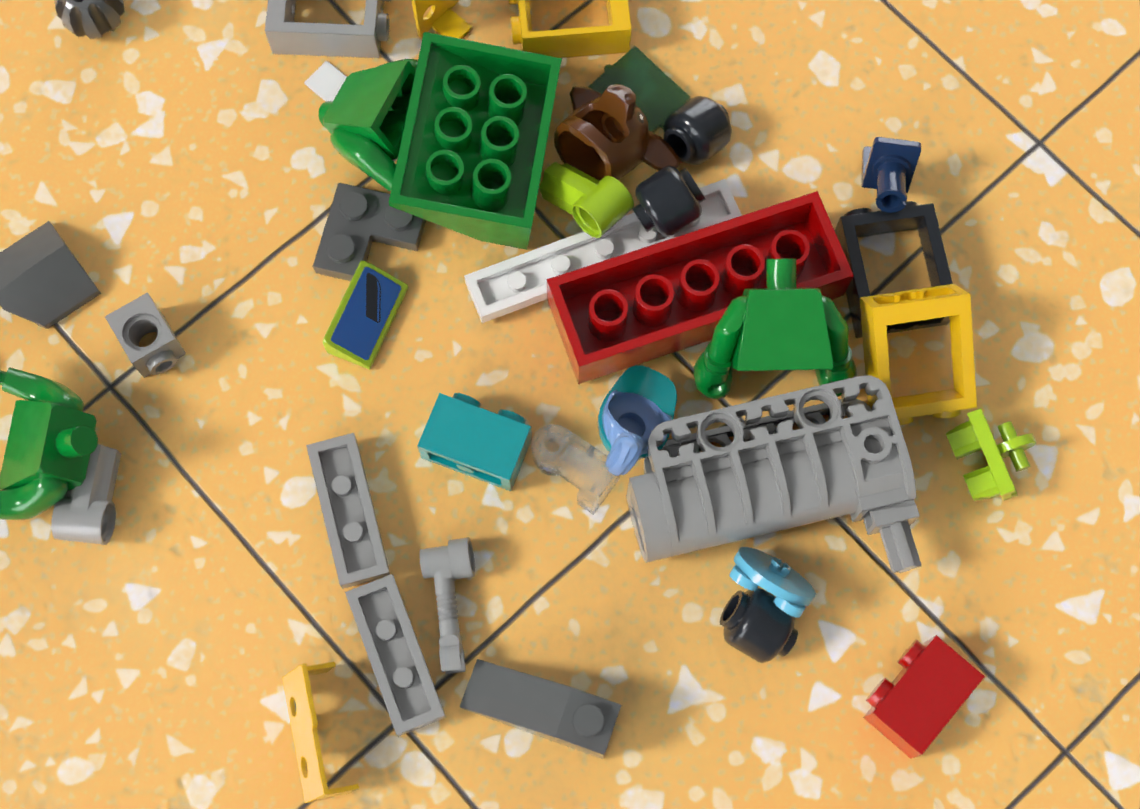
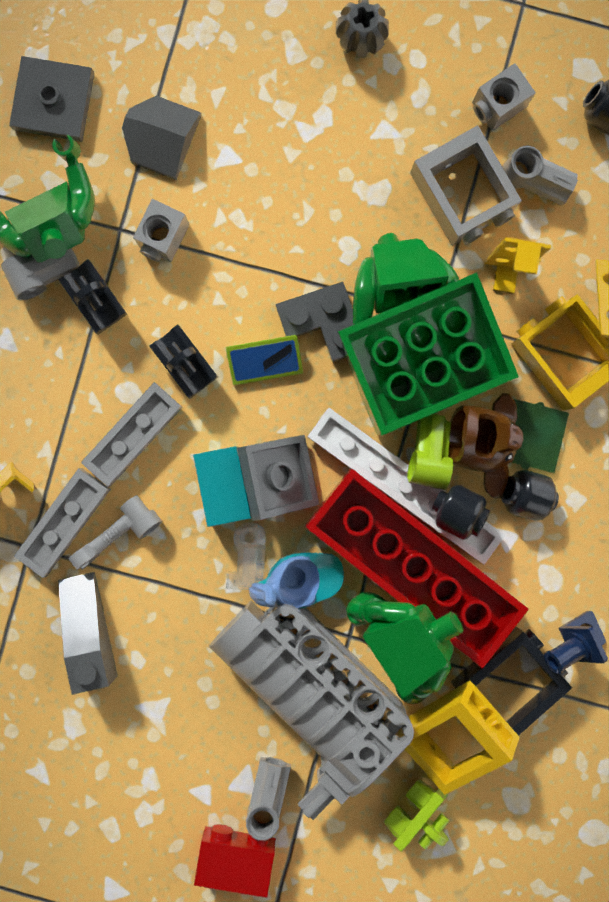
camera: 55 degrees right, 15 degrees up
(164, 452) = (93, 297): none -> black hips
(306, 397) = (183, 361): none -> black hips
(326, 81) = (412, 224): white sticker -> none
(504, 372) = (278, 477): none -> dark grey plate
(758, 626) = (217, 734): black head -> none
(759, 569) = (249, 730): medium azure piece -> none
(863, 607) = (267, 796): none -> light grey piece

